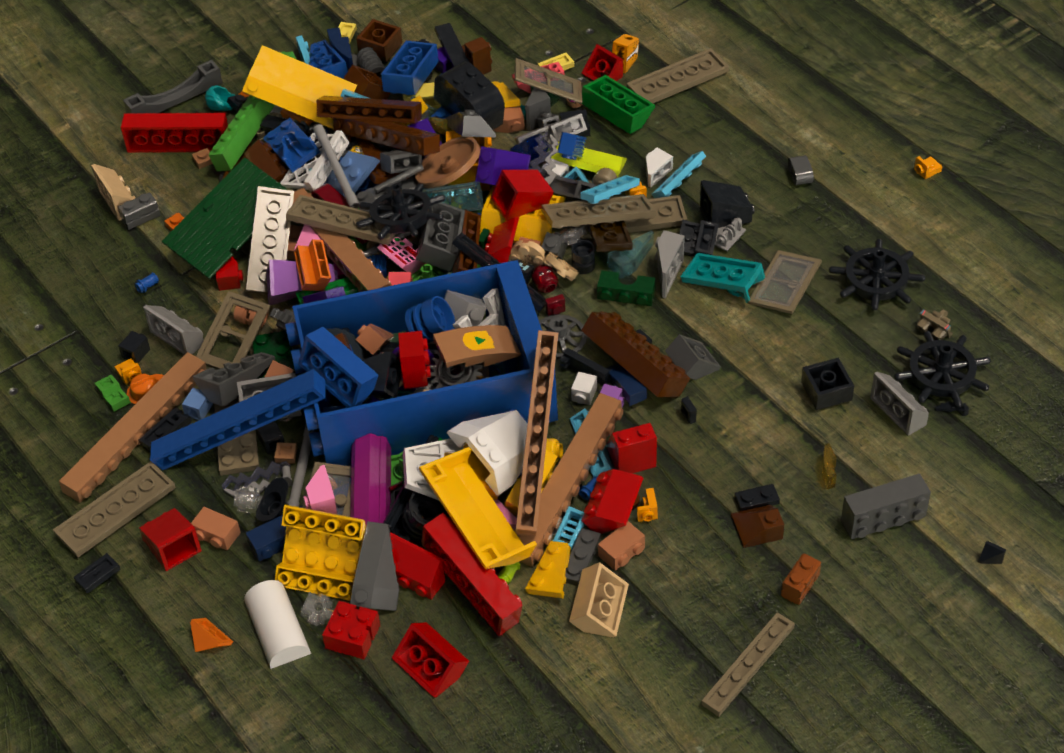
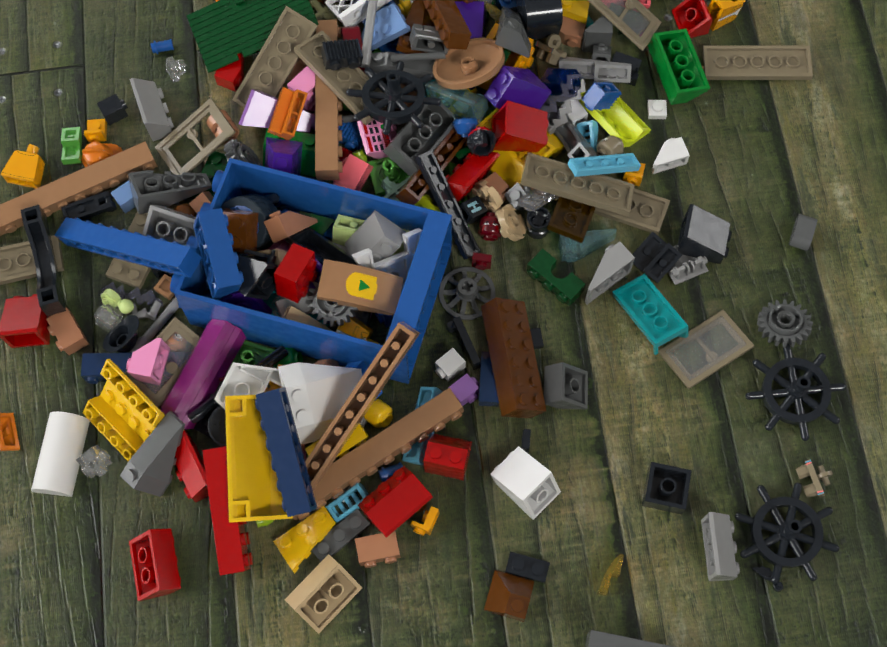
camera: 30 degrees right, 20 degrees up
(79, 428) = (24, 168): none -> light orange torso
(171, 293) = (175, 68): none -> clear tile
(178, 494) = (48, 282): none -> black arch
(258, 481) = (112, 298): none -> yellowish green plate
(332, 200) = (341, 54): none -> black brick
(348, 630) = (107, 495): red piece -> none
(430, 317) = (343, 232): blue wheel -> none
(475, 210) = (465, 125): none -> blue cone
(497, 213) = (481, 141): none -> black piece
(500, 486) = (285, 452): none -> dark blue brick
(505, 134) = (550, 51): none -> dark tan hips
(621, 142) = (657, 109): none -> white plate
(681, 173) = (684, 176): medium azure plate -> none
(711, 436) = (526, 482): none -> white slope
(833, 233) = (784, 323): none -> dark grey gear

